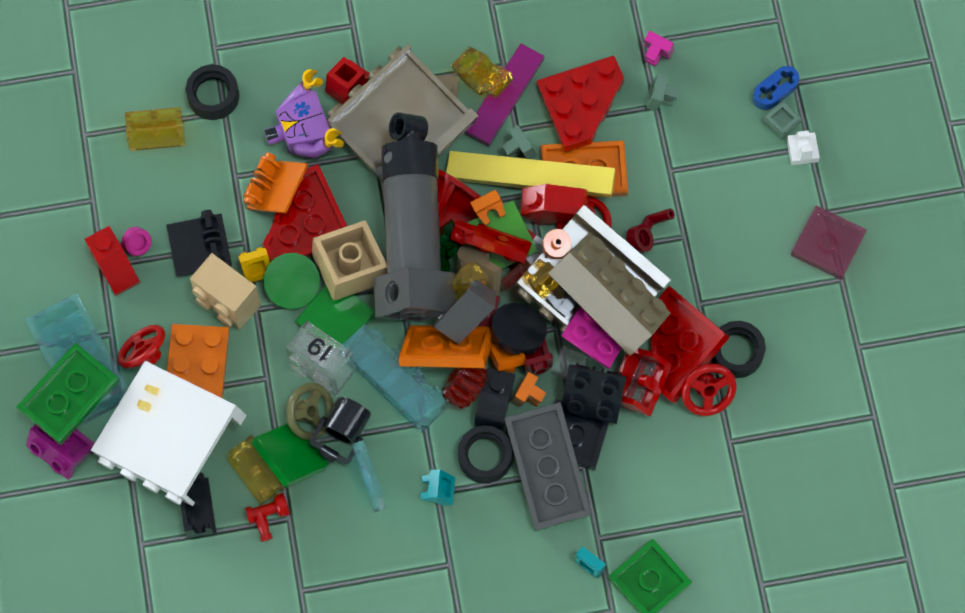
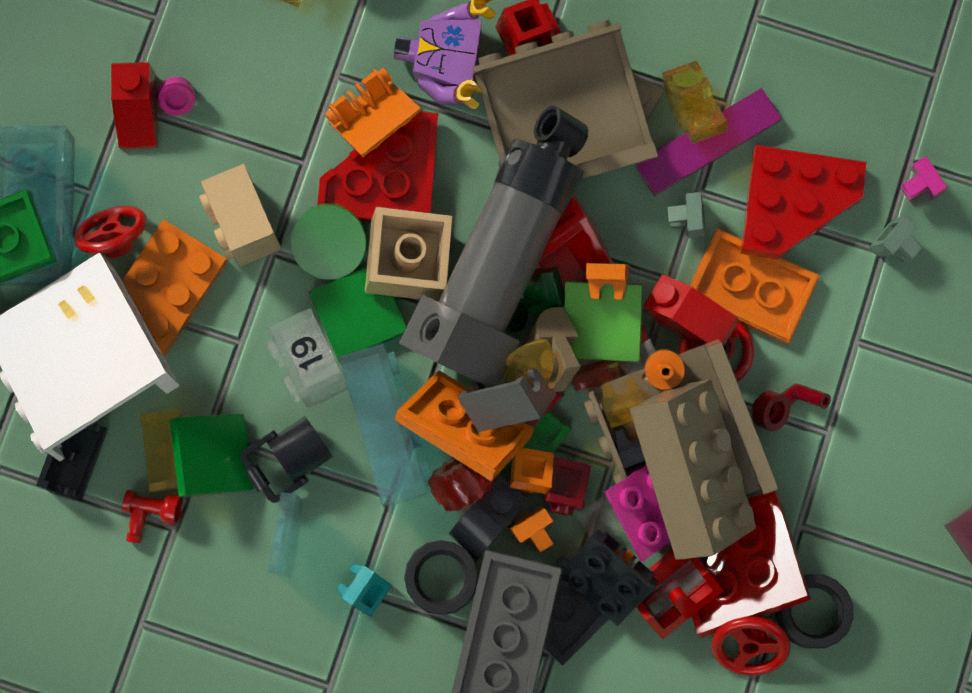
camera: 25 degrees right, 10 degrees up
(195, 240) = (248, 135): black hinge -> none
(254, 264) = (296, 197): yellow tile -> none
(306, 409) = (259, 408): olive piece -> none
(491, 240) = (589, 323): red hinge -> none
(518, 328) = (561, 448): black tile -> none
(529, 172) = (684, 259): light yellow tile -> none

